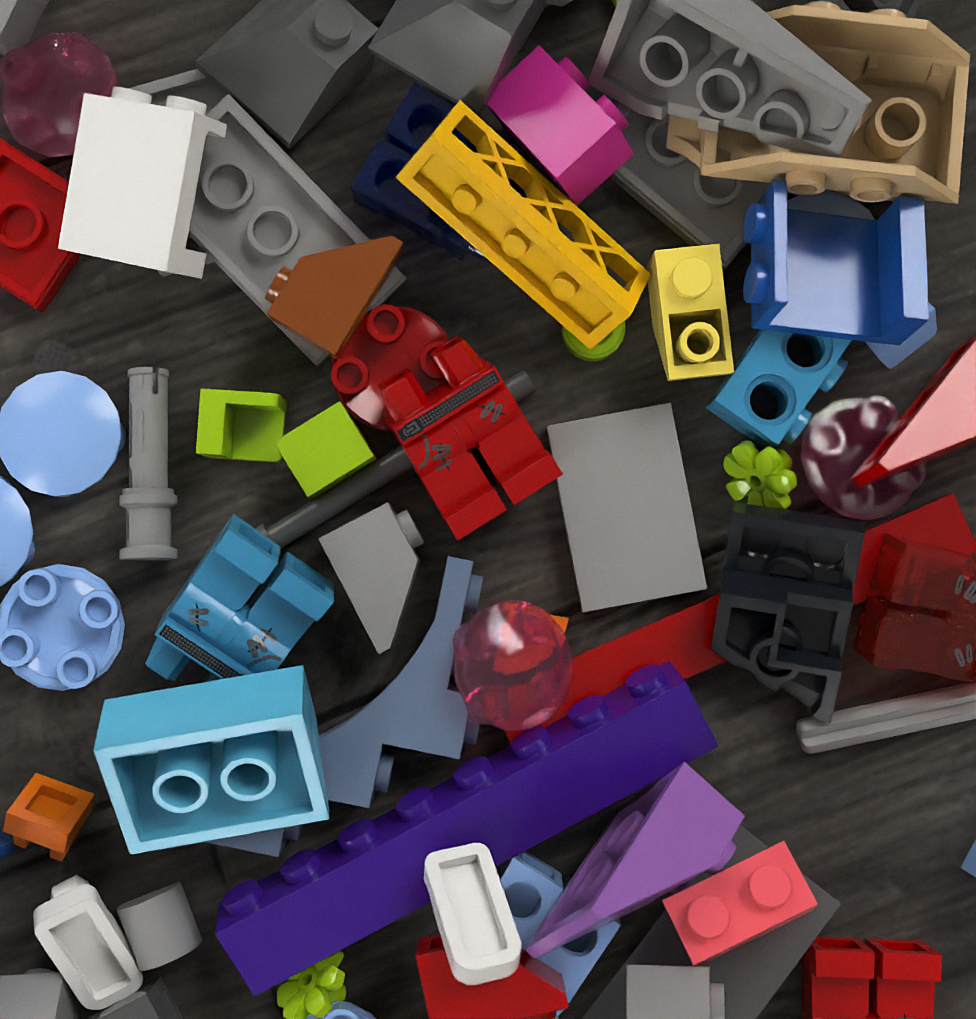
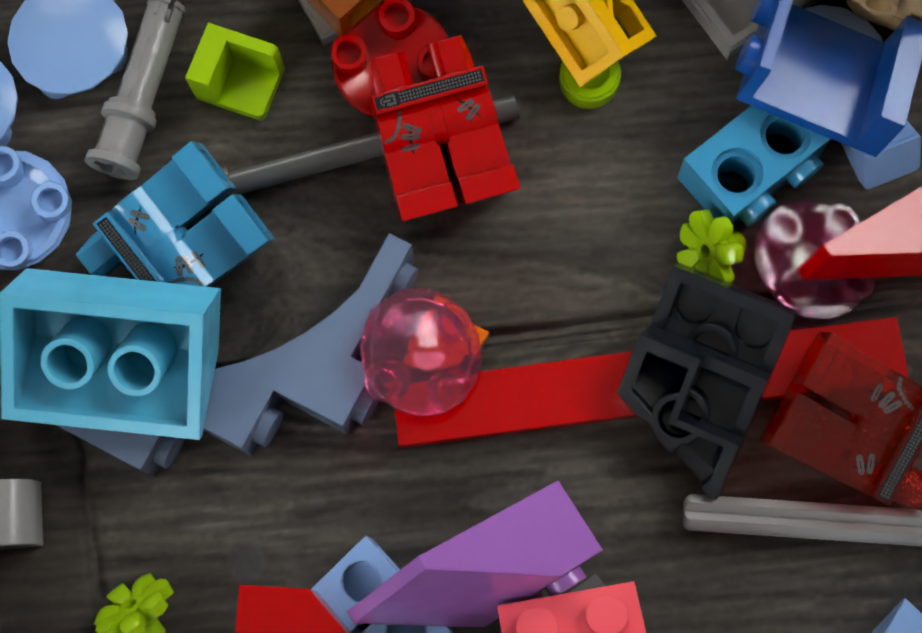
camera: 25 degrees right, 10 degrees down
(325, 450) = (305, 112): lime panel -> none
(377, 568) = (320, 233): light grey slope -> none
(472, 913) = (307, 560): white piece -> none
(503, 801) = (324, 496): dark purple brick -> none
(626, 507) = (574, 247): light grey tile -> none
(690, 312) = (684, 73): light yellow slope -> none

